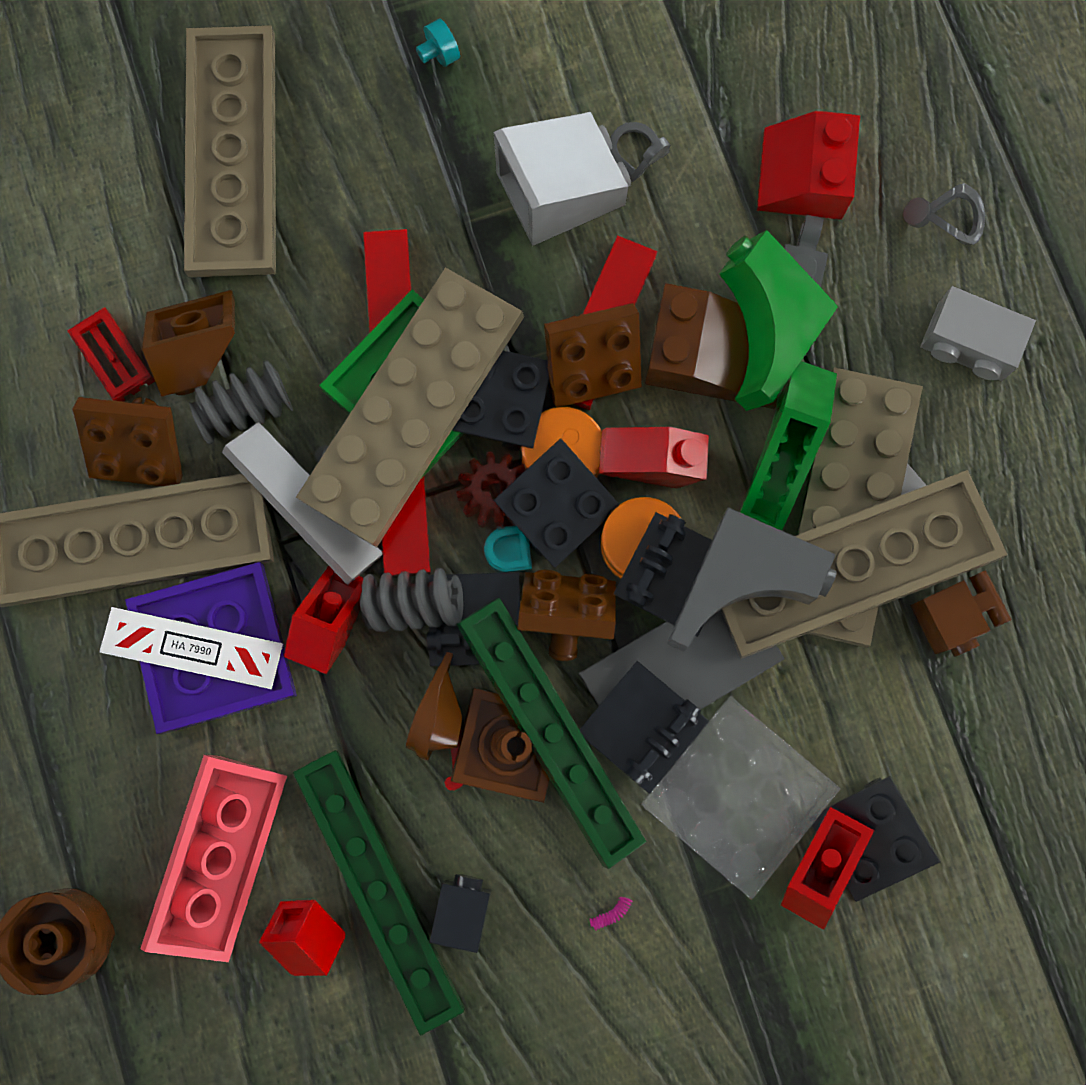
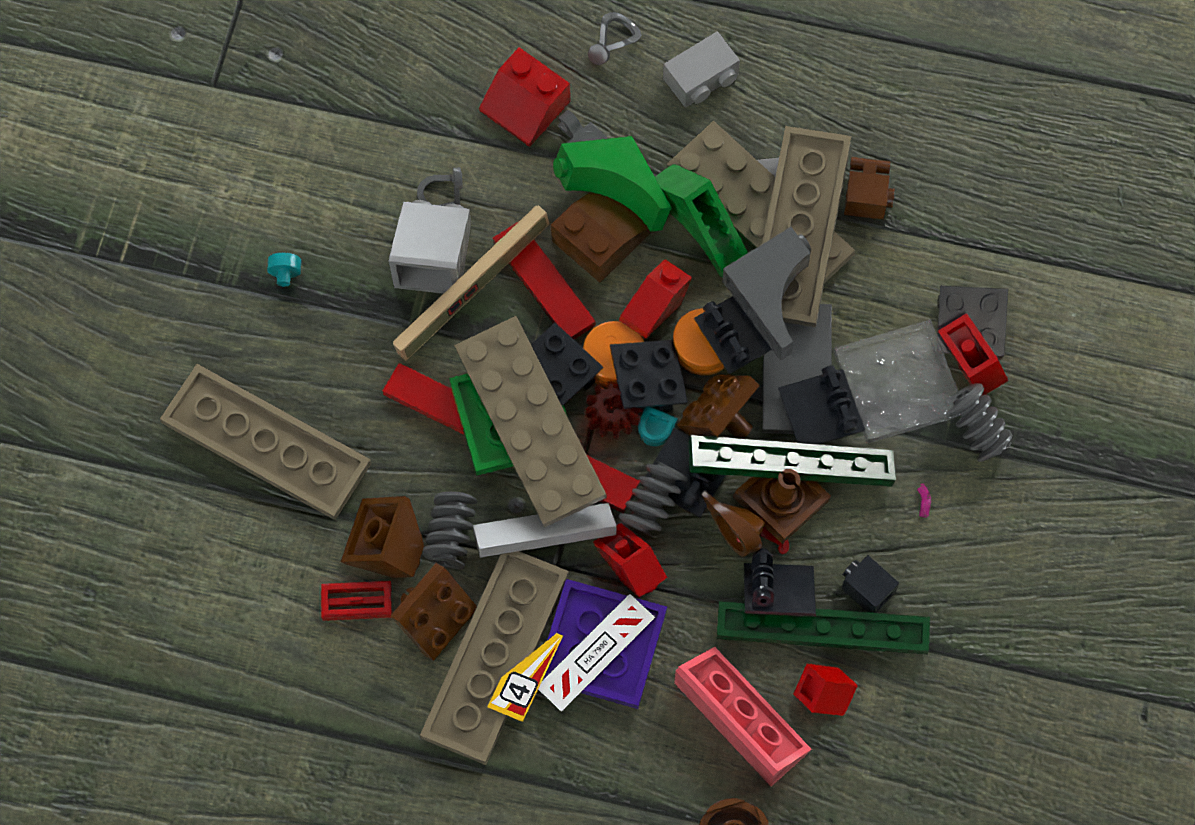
camera: 55 degrees left, 10 degrees down
(108, 588) = (521, 683): none -> sticker
(390, 811) = (778, 587): none -> black hinge
(545, 244) = (471, 282): none -> tan tile
(593, 355) = (569, 293): reddish brown plate -> none
(743, 929) = (981, 421): none -> dark grey piece

